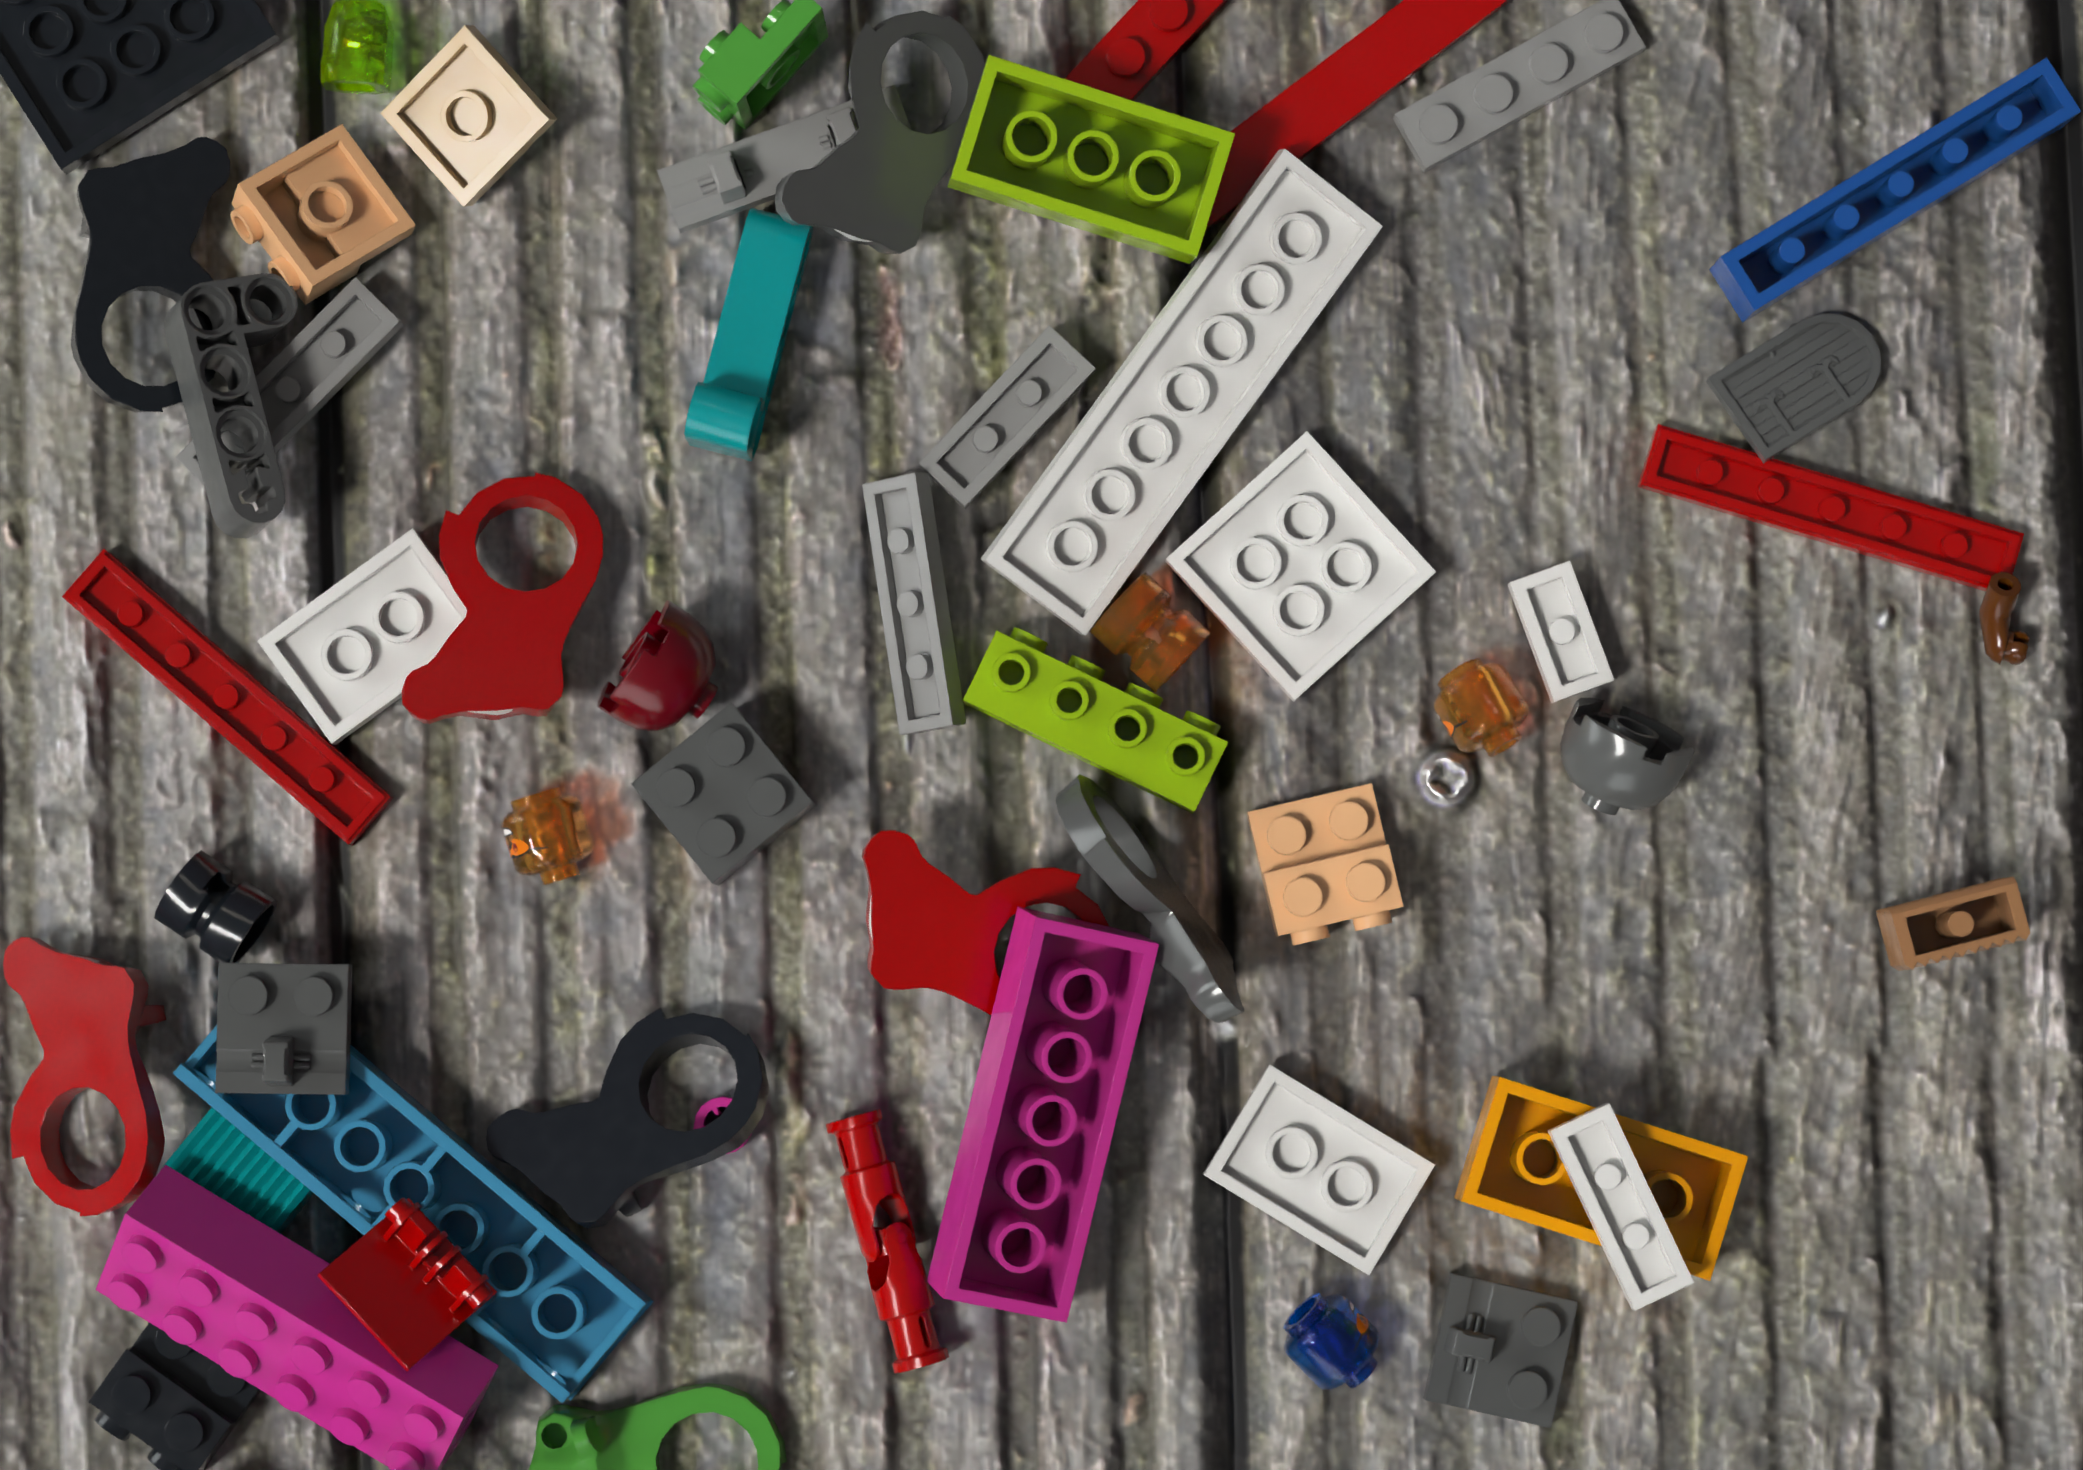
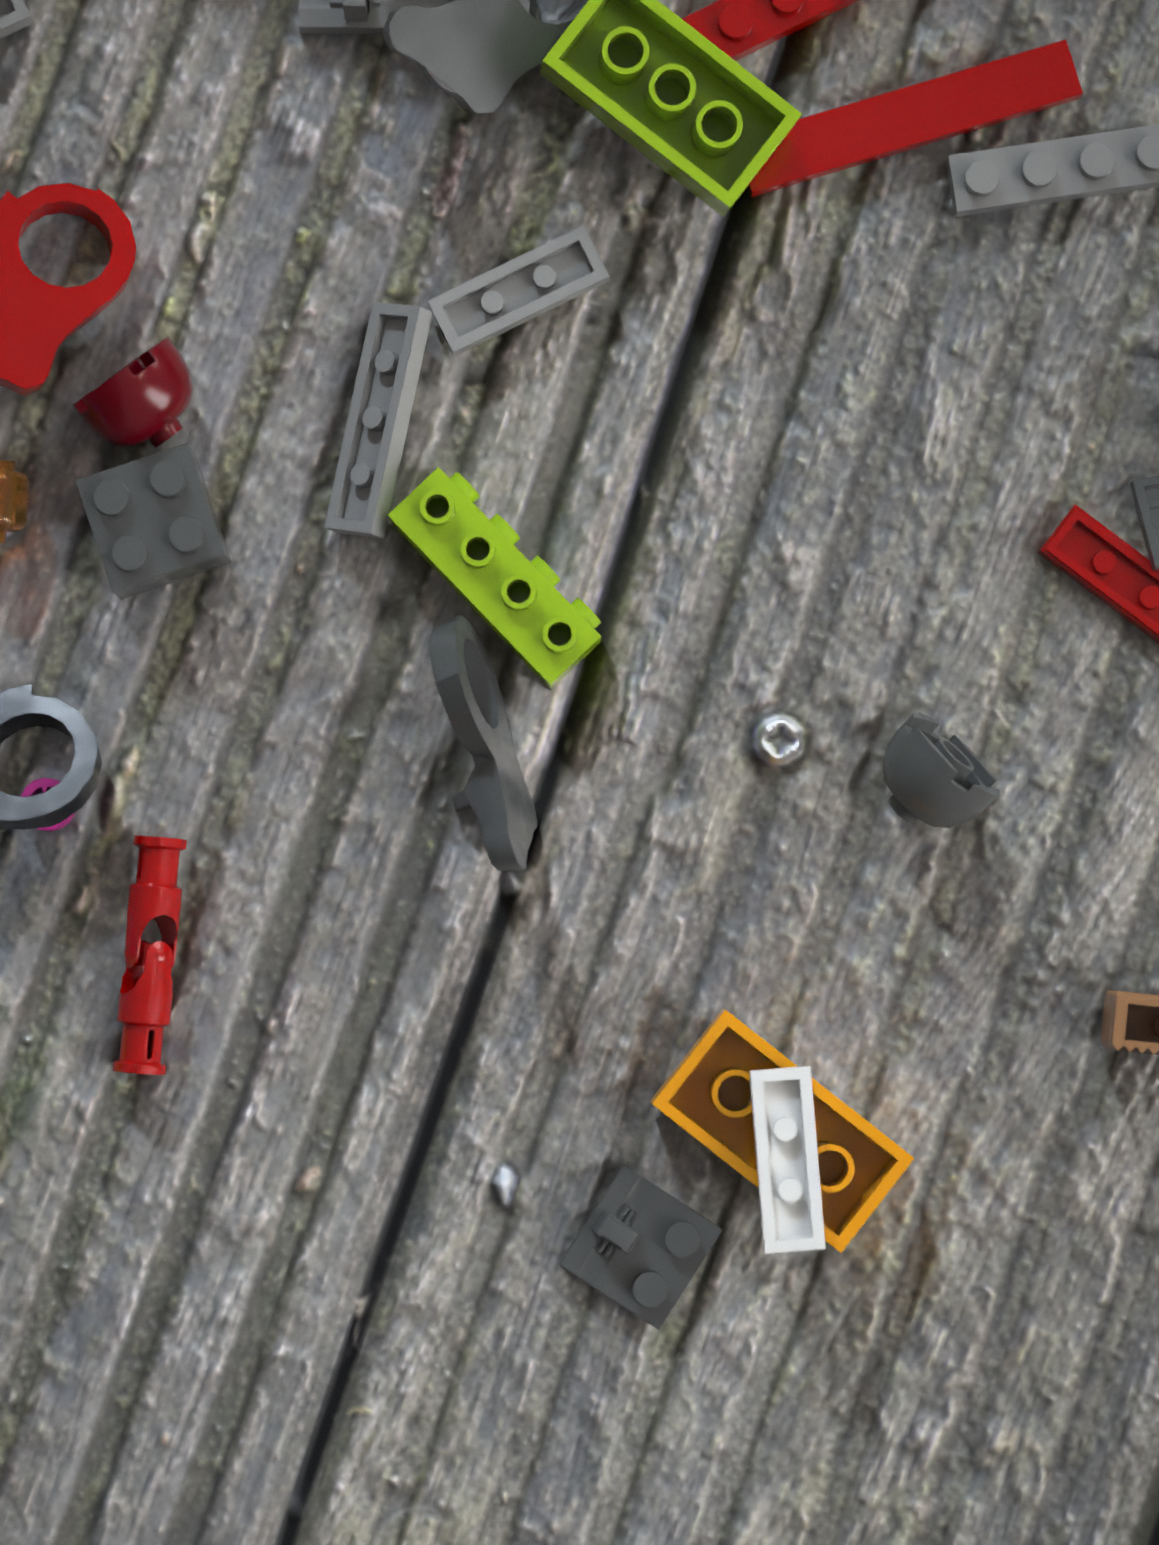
camera: 15 degrees right, 0 degrees up
(750, 338) = (293, 185): teal beam -> none
(937, 933) = (294, 713): red animal -> none
(1042, 1115) = (319, 895): dark pink brick -> none
(1133, 615) = (562, 499): clear orange wheel -> none
(1182, 392) = (676, 324): white plate -> none
(1300, 566) = (721, 511): white plate -> none
(1318, 1169) = (542, 1033): white plate -> none
(1325, 863) = (647, 773): light nougat plate -> none
(1331, 1341) = (497, 1184): clear blue head -> none
(1481, 707) = (830, 689): clear orange head -> none
(1560, 632) = (924, 650): white plate -> none

